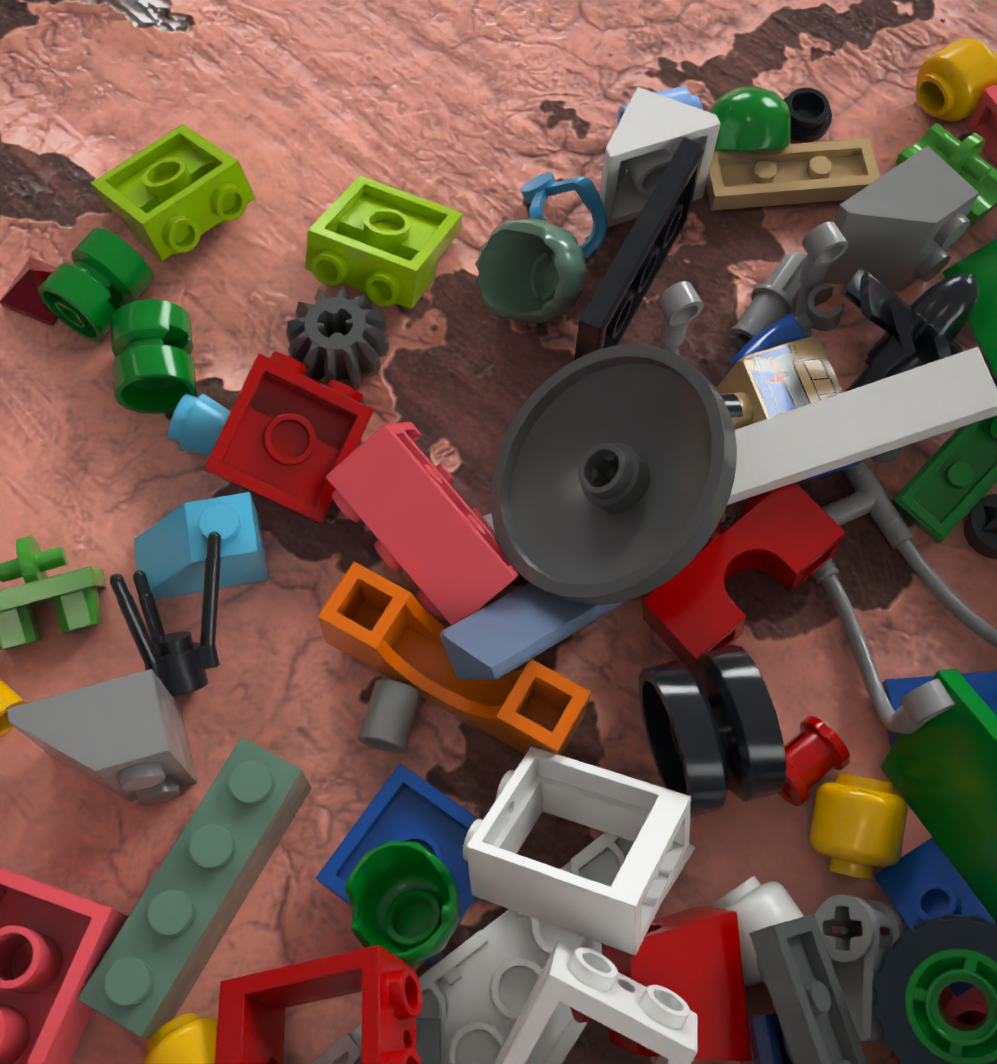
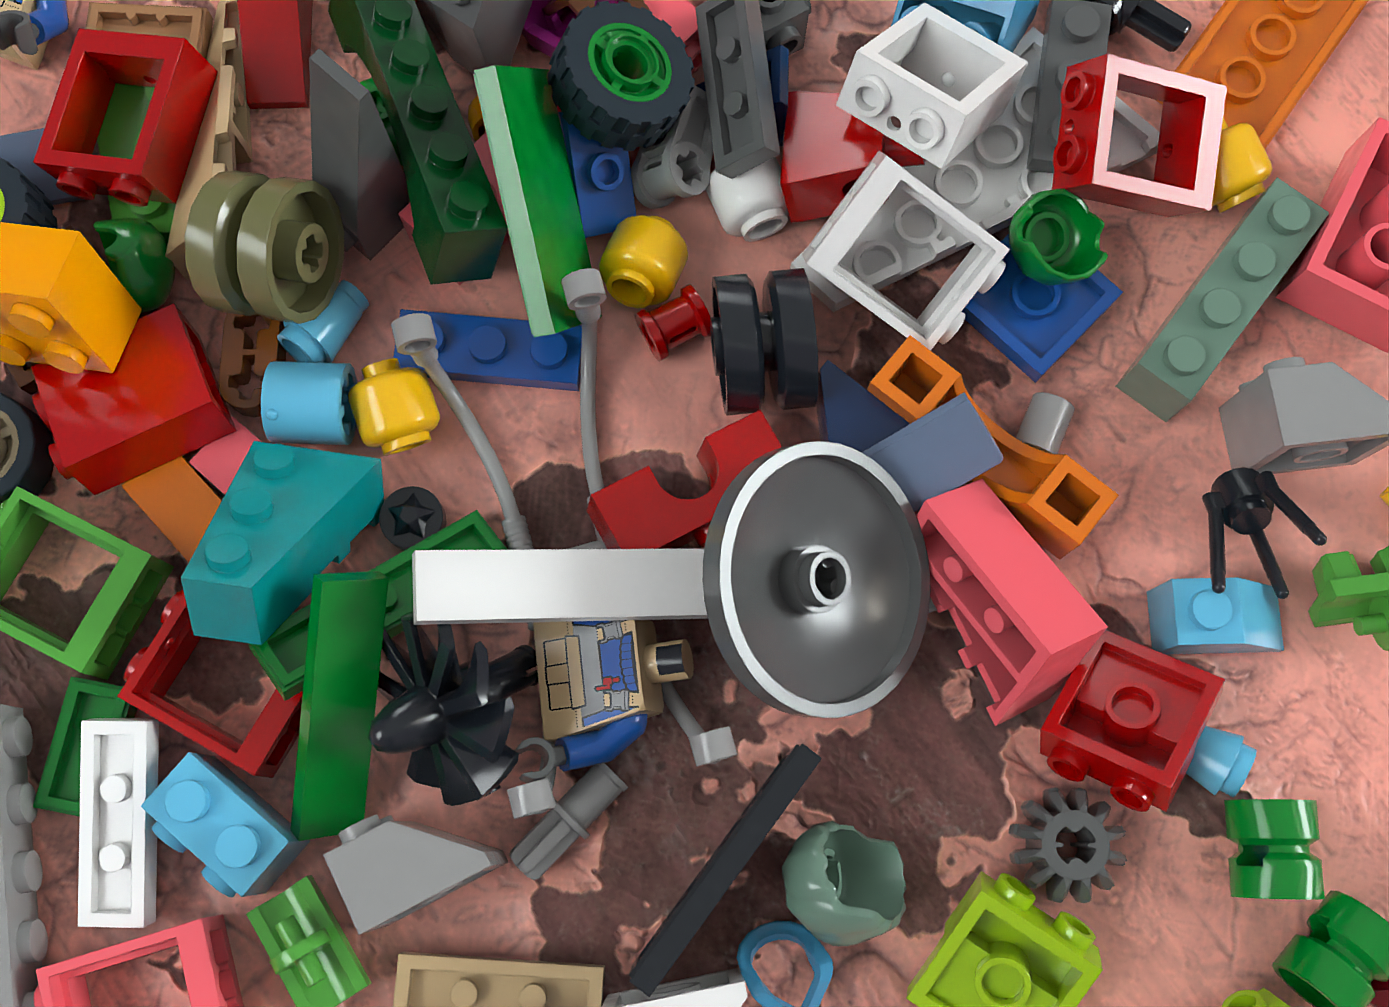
camera: 170 degrees left, 10 degrees up
(599, 665) = (851, 413): none -> dark blue slope

